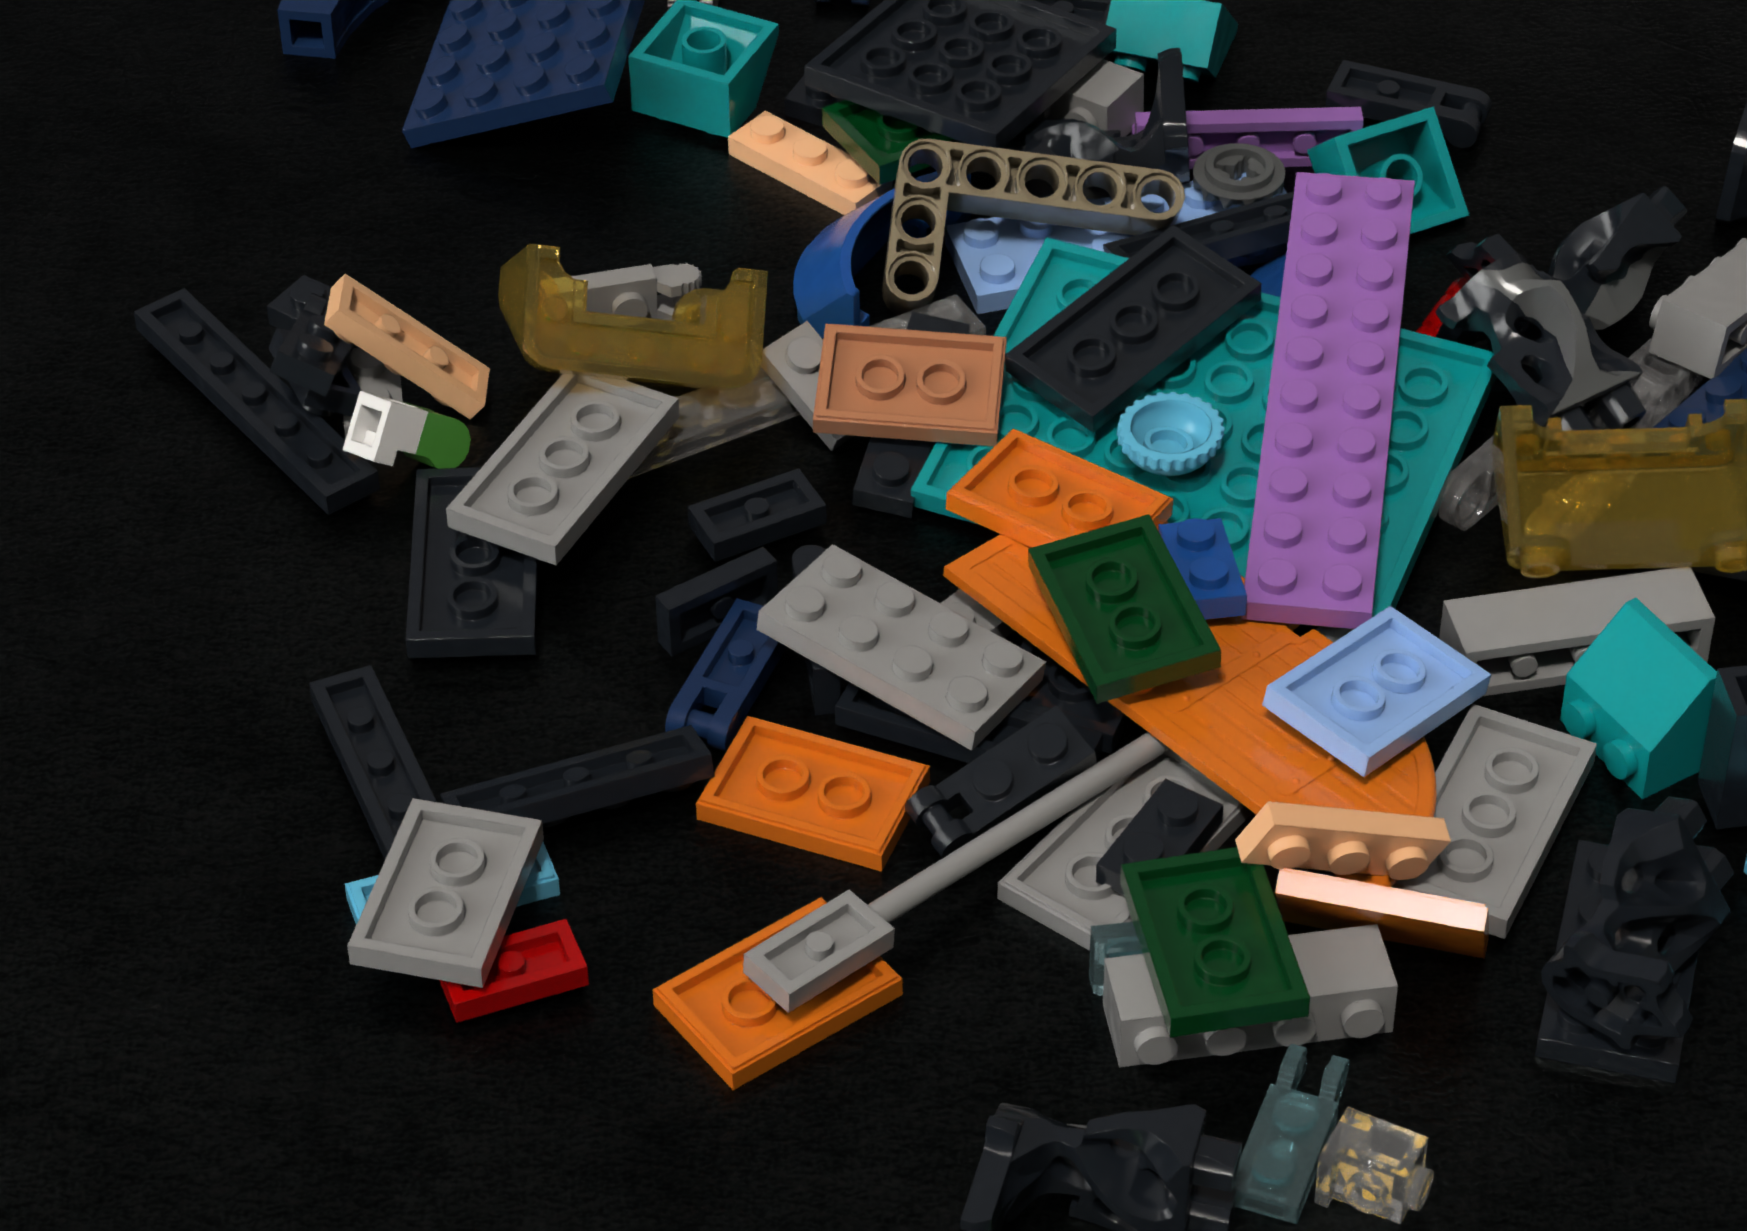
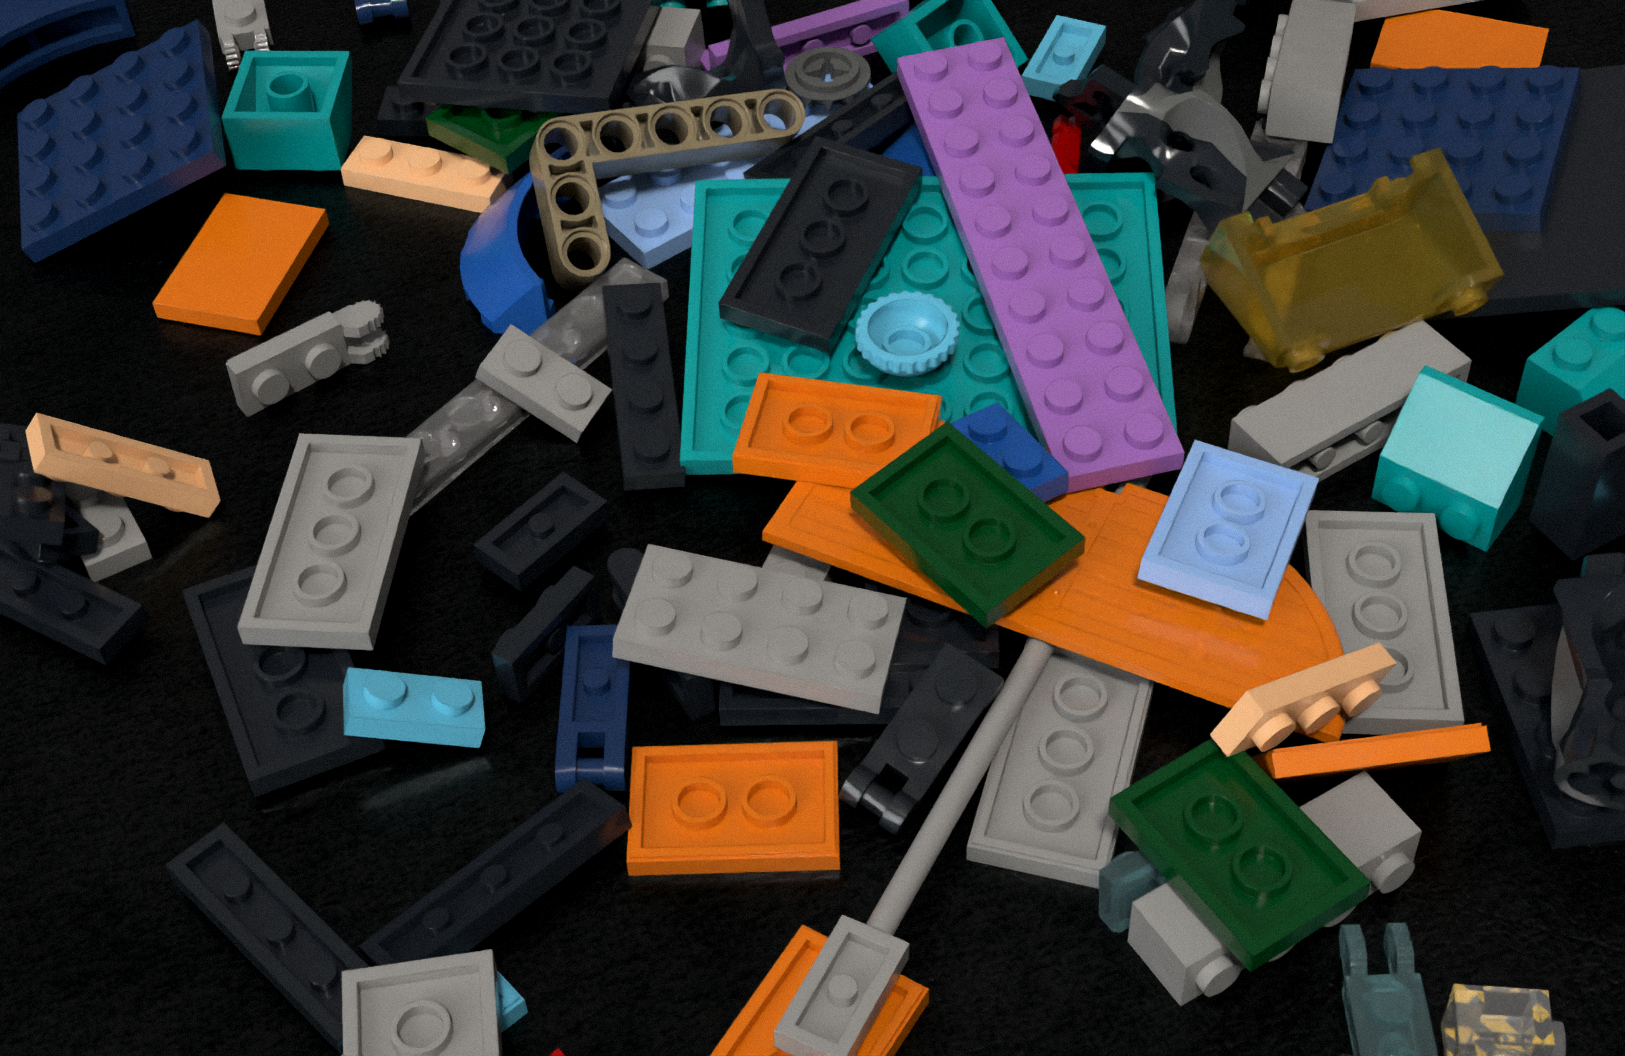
camera: 20 degrees left, 5 degrees up
(388, 425) = (138, 556): white leg -> none
(571, 624) = (413, 707): none -> medium azure plate
(598, 200) = (241, 264): none -> orange tile
(707, 345) = (418, 374): clear yellow windscreen -> none
(910, 385) = (637, 358): nougat tile -> none
(1168, 825) = (1101, 747): black plate -> none
(1512, 211) = (1063, 55): none -> medium azure plate

